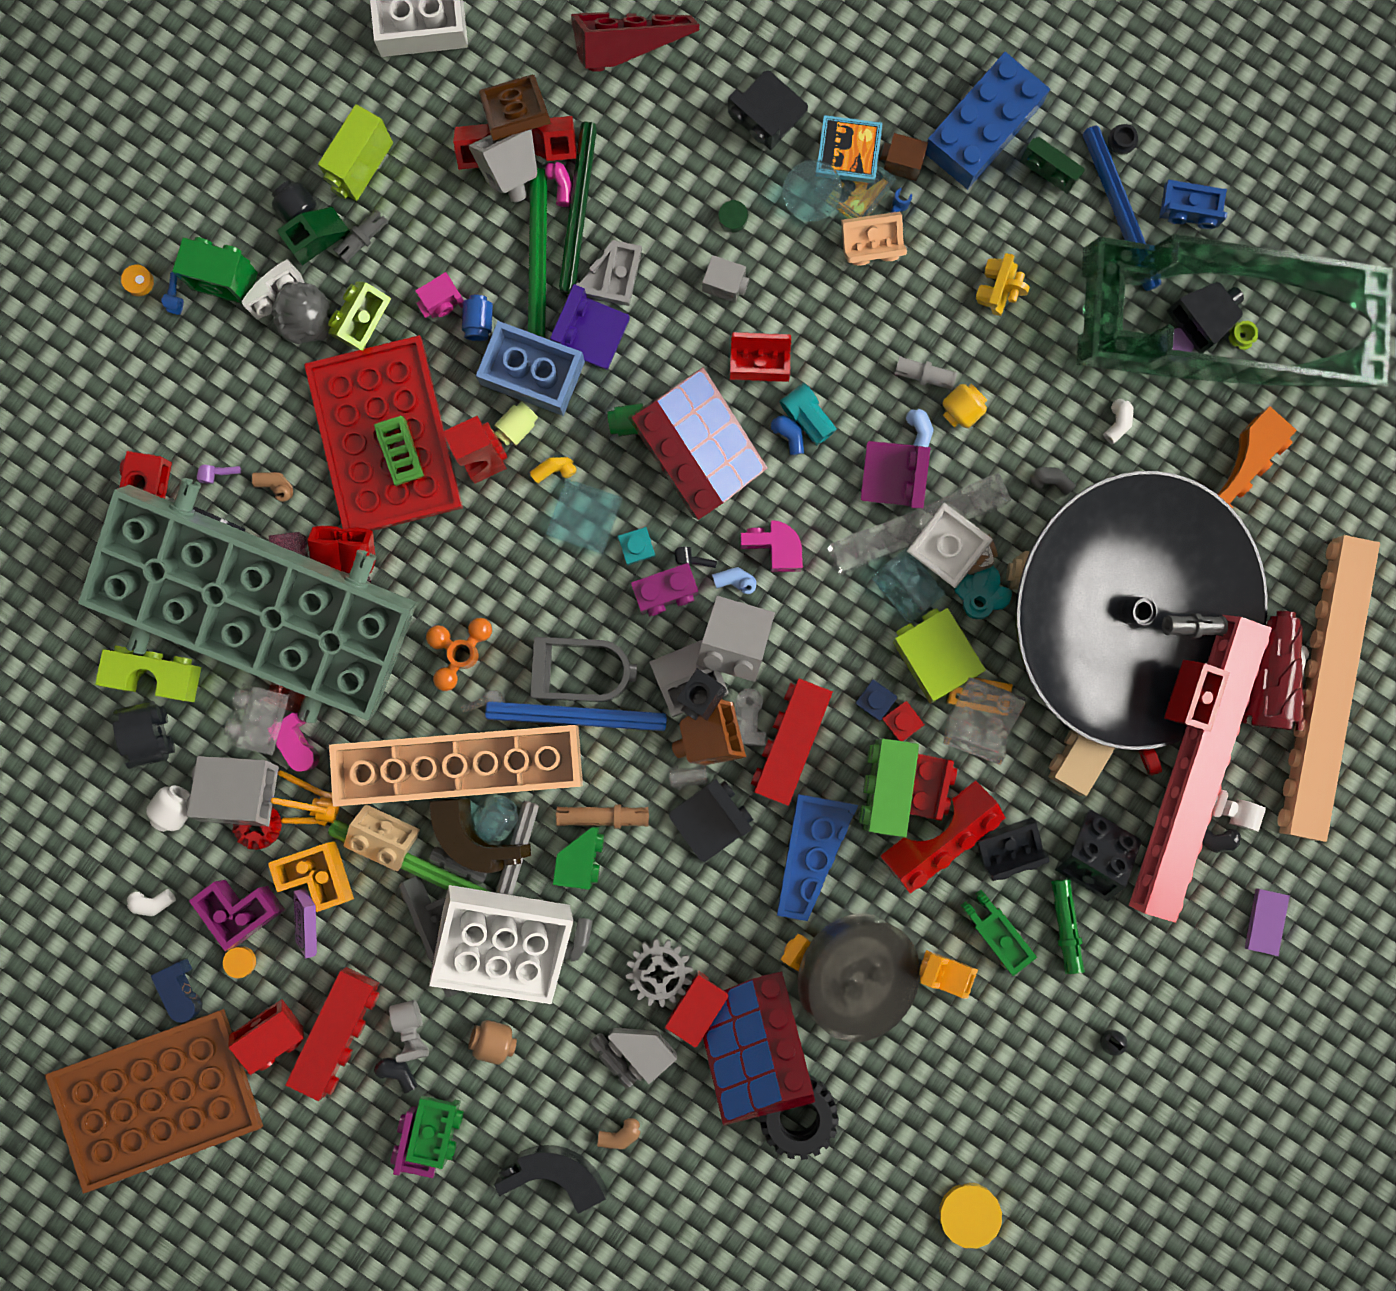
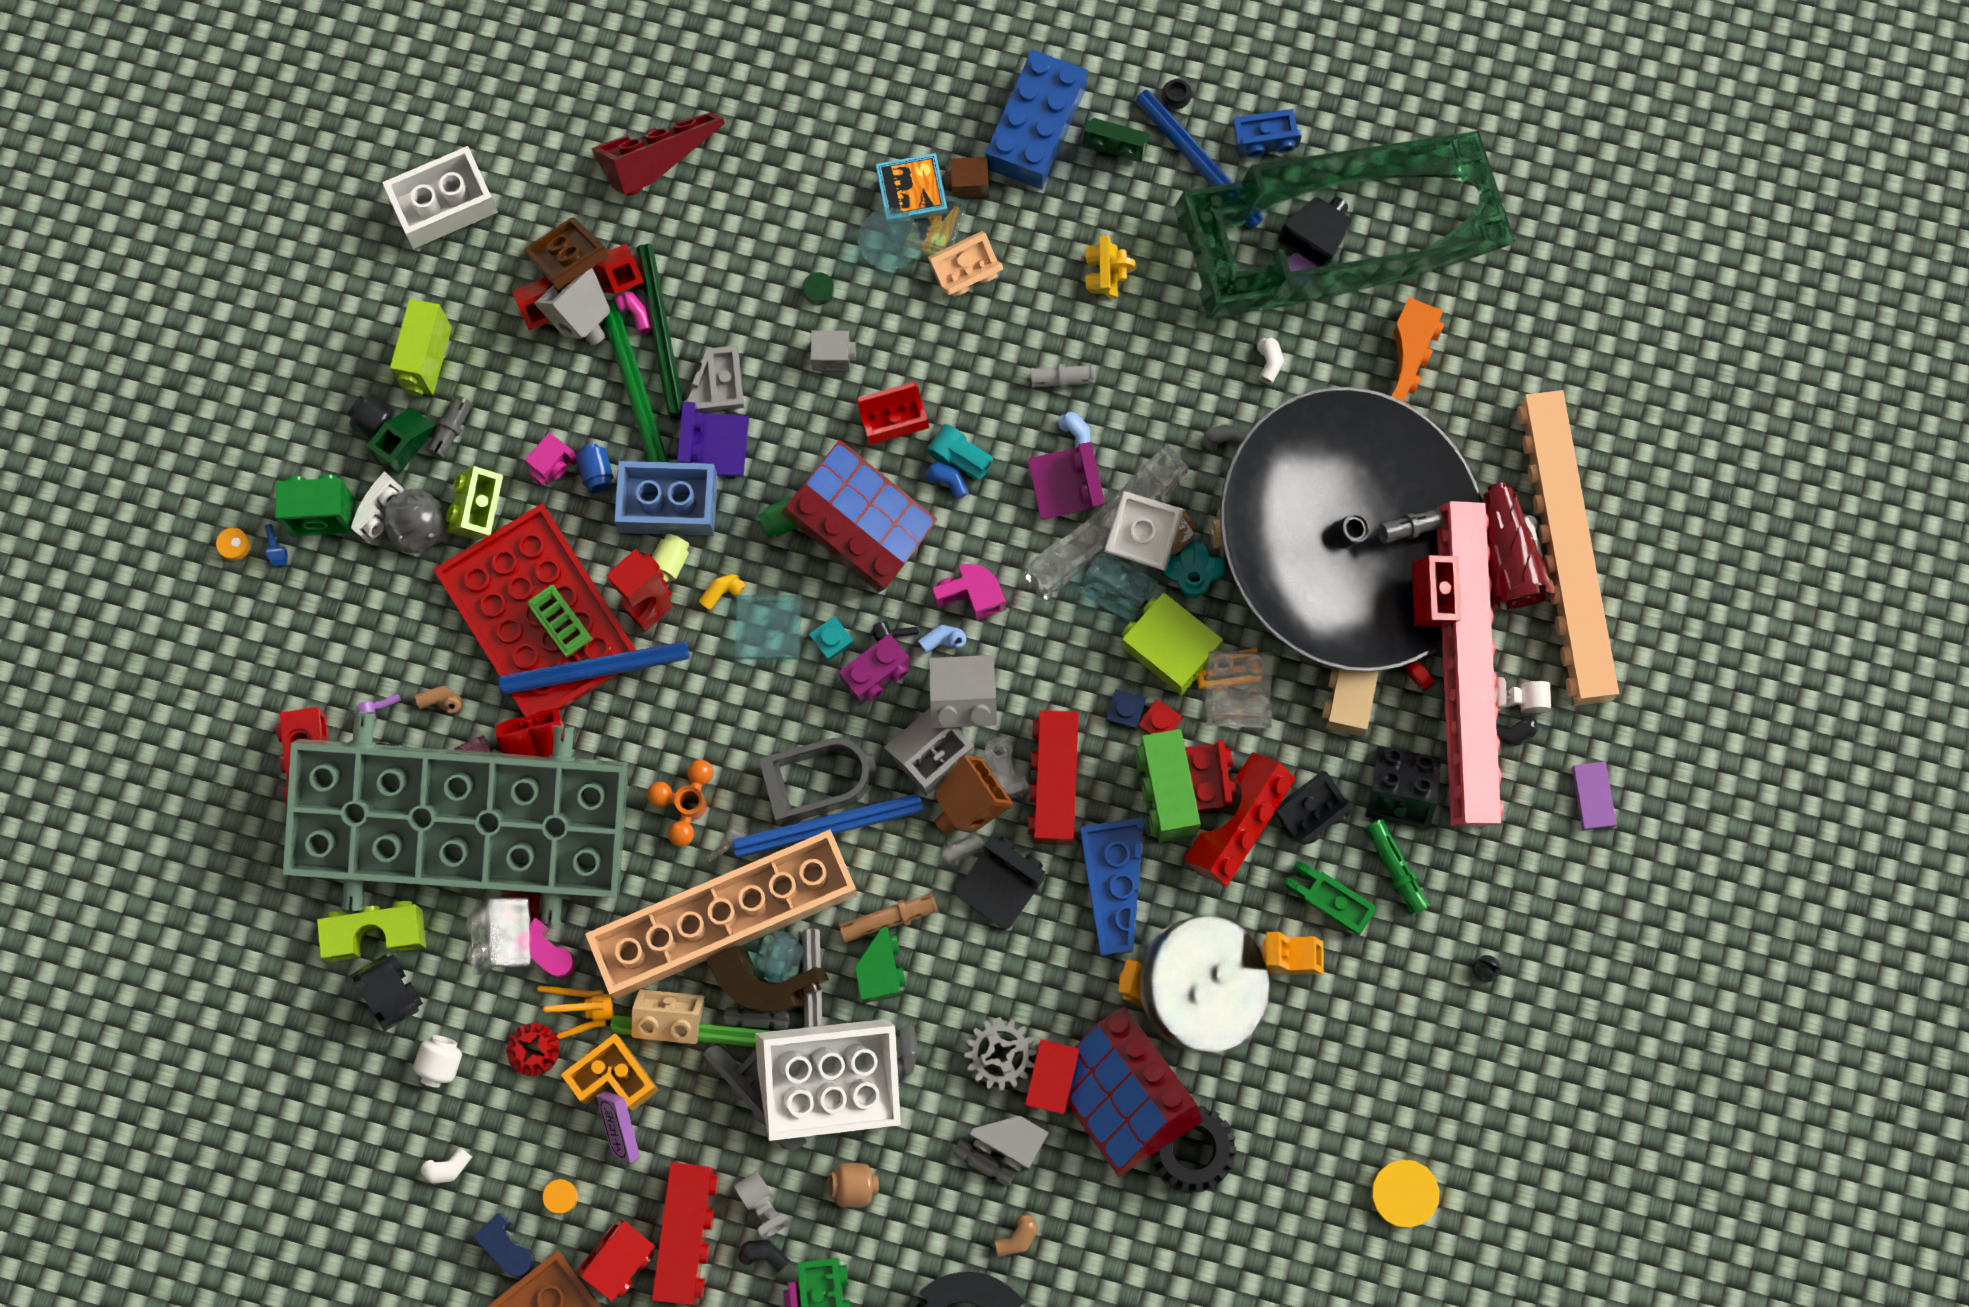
camera: 20 degrees left, 10 degrees down
(232, 791) = (498, 1018): light grey brick -> none
(232, 918) = (544, 1149): magenta brick -> none
(416, 503) = (593, 667): none -> blue axle
(698, 682) = (942, 741): black brick -> none
(767, 109) = (817, 176): black bracket -> none
(899, 205) = (980, 225): blue hand -> none
(964, 406) = (1111, 394): yellow head -> none
(1250, 331) = (1363, 232): lime plate -> none

